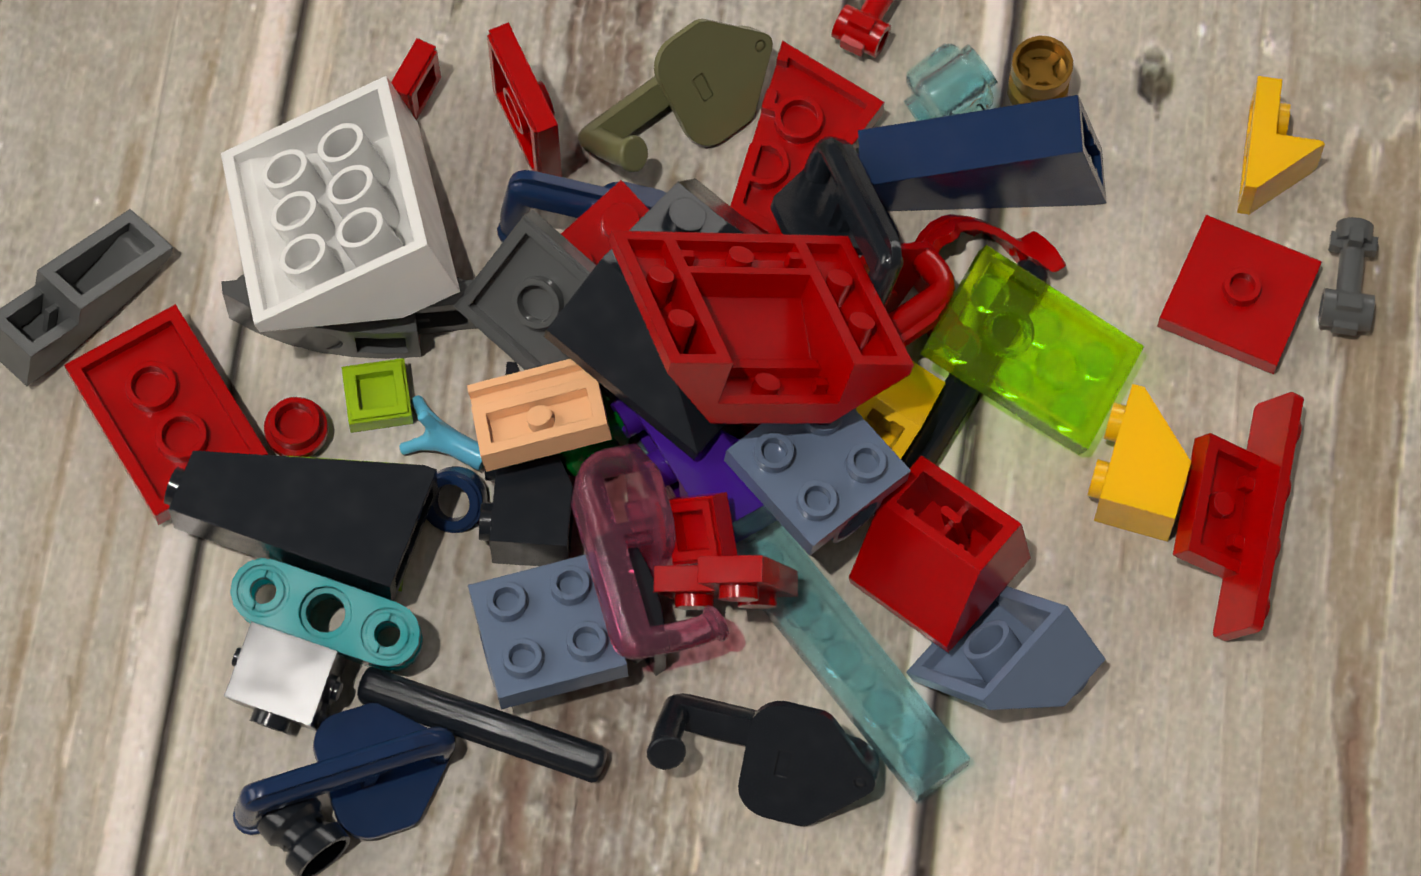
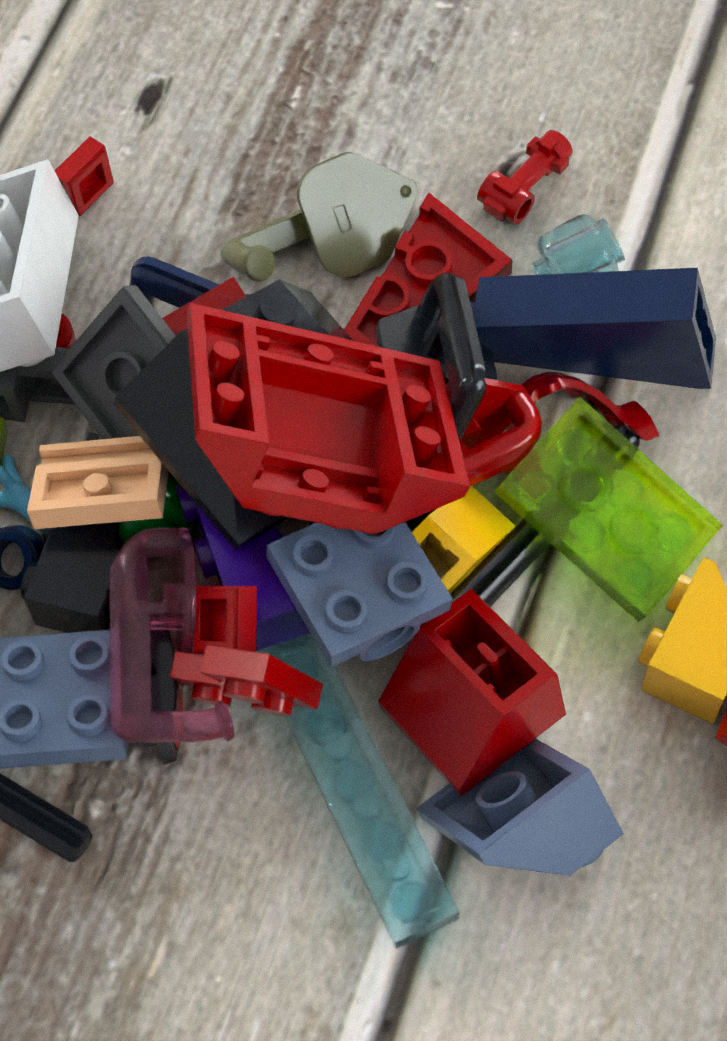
camera: 15 degrees right, 5 degrees down
(524, 102) = (174, 203): red plate -> none
(794, 757) = (273, 875): black piece -> none
(1037, 63) = (668, 246): pearl gold wheel -> none

